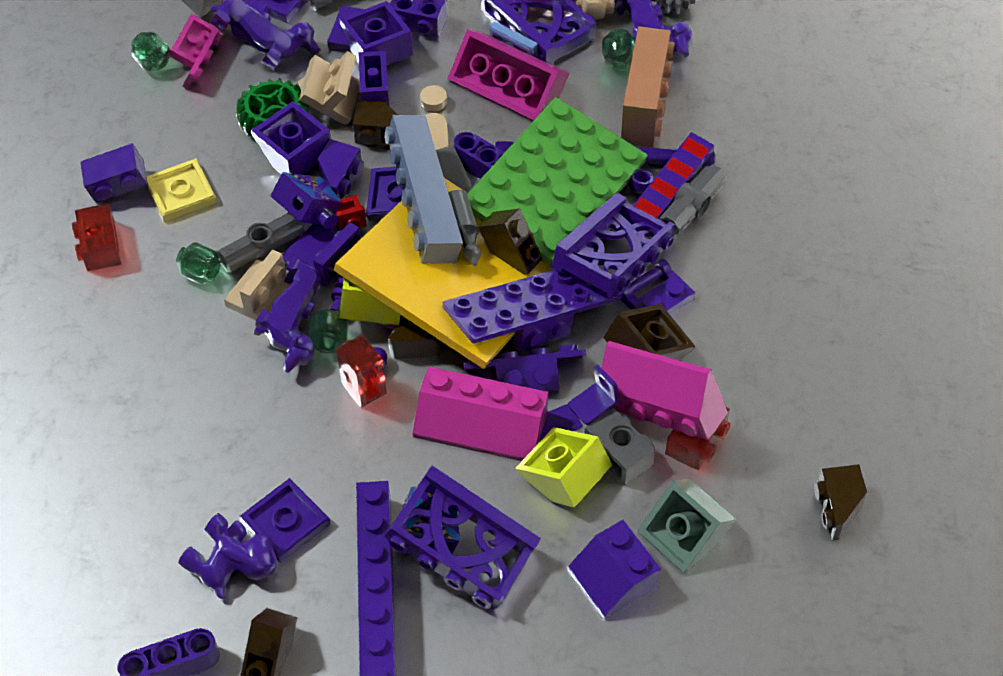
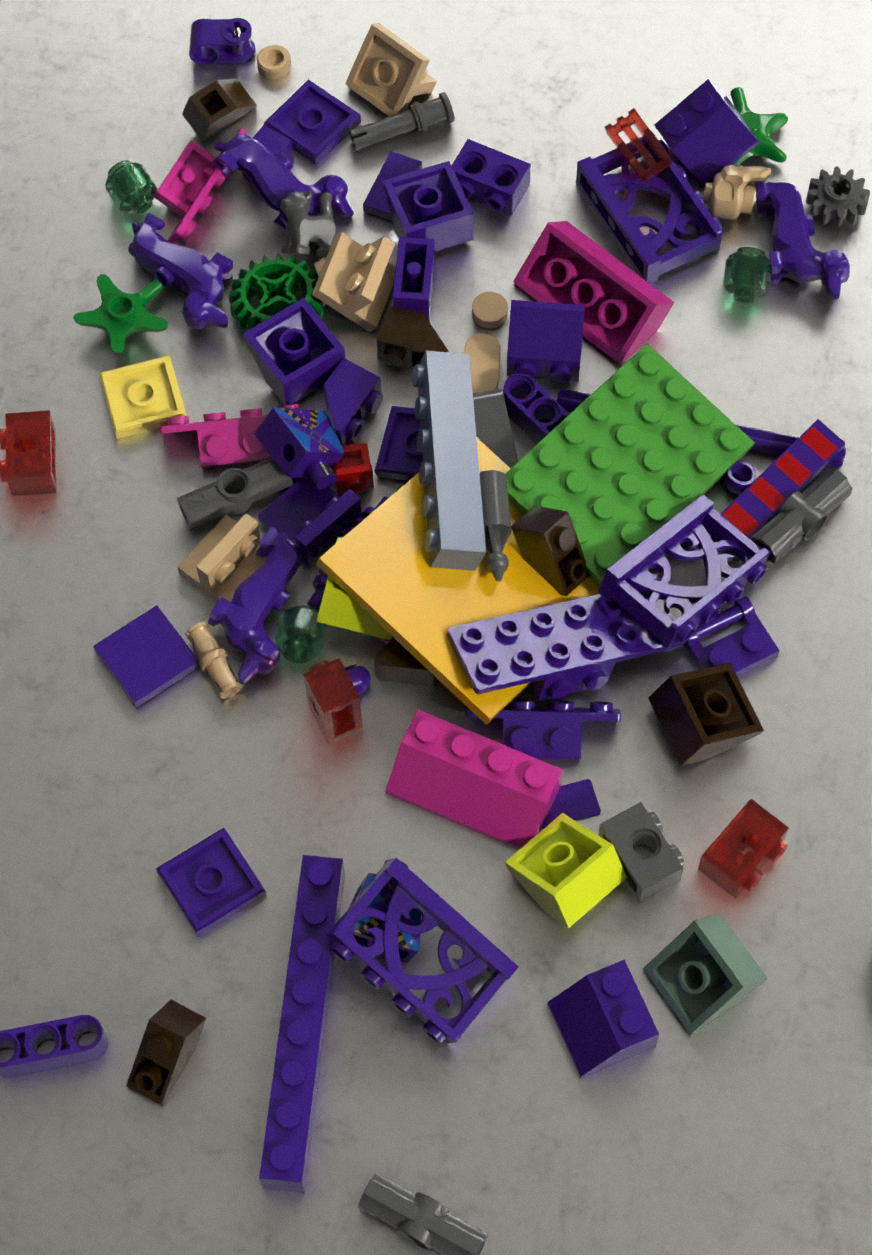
camera: 10 degrees right, 10 degrees up
(113, 173) = (61, 364): dark purple brick -> none
(157, 134) = (122, 312): none -> green animal
(198, 263) = (152, 510): clear green head -> none
(200, 100) = (184, 269): none -> dark purple animal
(209, 366) = (146, 656): none -> dark purple tile
(245, 207) = (225, 439): none -> dark pink bracket
(252, 558) = (162, 929): dark purple animal -> none
(262, 360) = (213, 660): none -> tan pin
(288, 61) = (307, 233): none -> dark grey animal
(480, 106) = (545, 340): none -> dark purple slope
(513, 38) = (609, 240): medium blue plate -> none
(595, 399) = (618, 789): dark purple bracket -> none
(647, 86) = (773, 341): nougat brick -> none
(665, 390) = (703, 796): dark pink slope -> none

